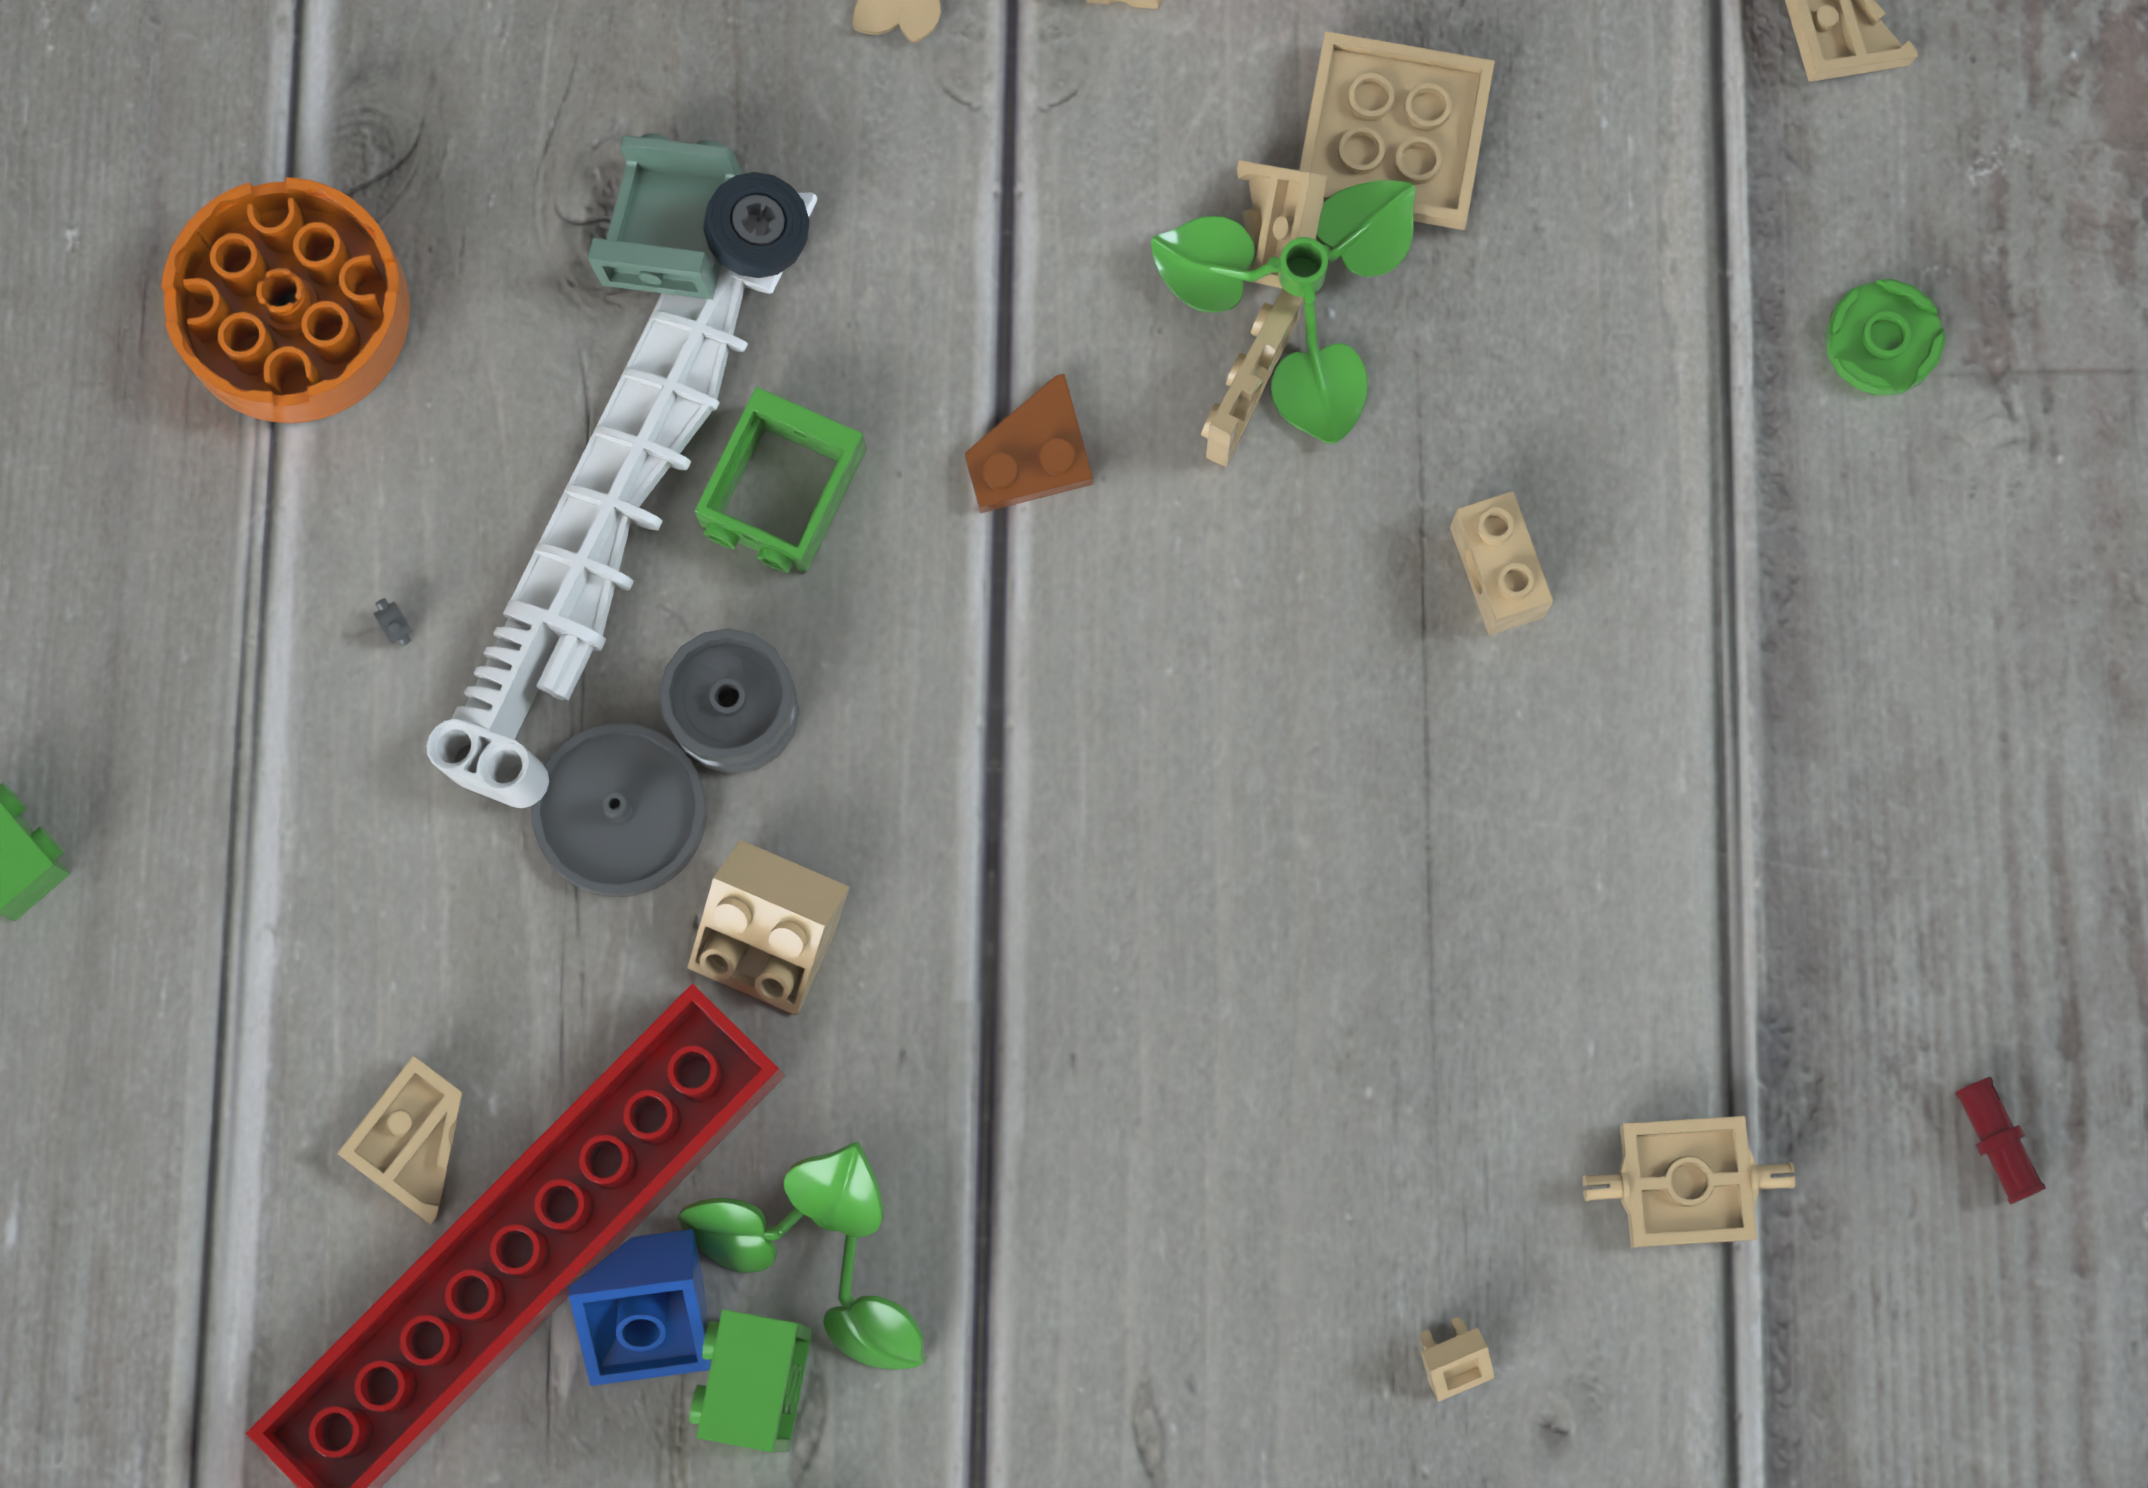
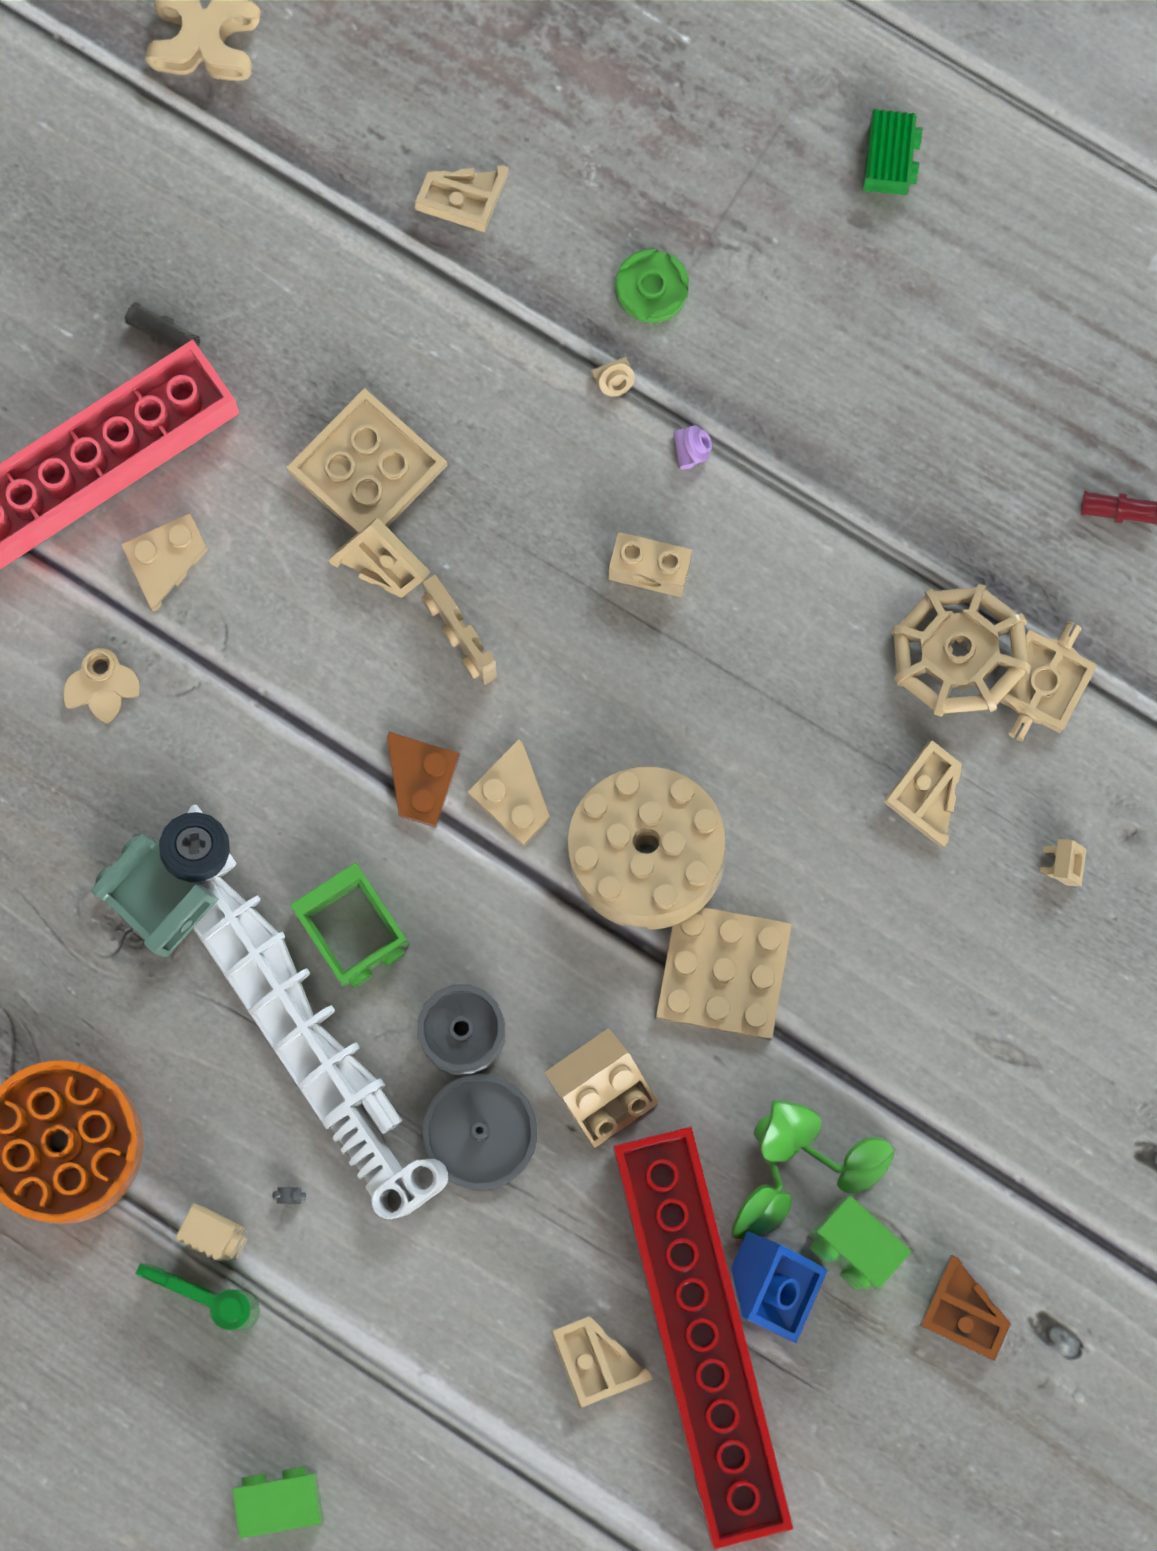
camera: 60 degrees left, 0 degrees up
(193, 623) = (229, 1309): none -> green piece
(280, 552) = (212, 1234): none -> tan brick
(1022, 993) = (725, 973): none -> tan plate
(1083, 579) = (512, 795): none -> tan wing
(1106, 729) = (644, 809): none -> tan brick
(1363, 225) = (418, 516): bright green plant -> none
(1431, 1115) = (927, 792): none -> tan wing
(1628, 1061) = (965, 670): none -> tan plate
(1700, 522) = (692, 446): none -> lavender plate
(1725, 365) = (614, 377): none -> tan plate

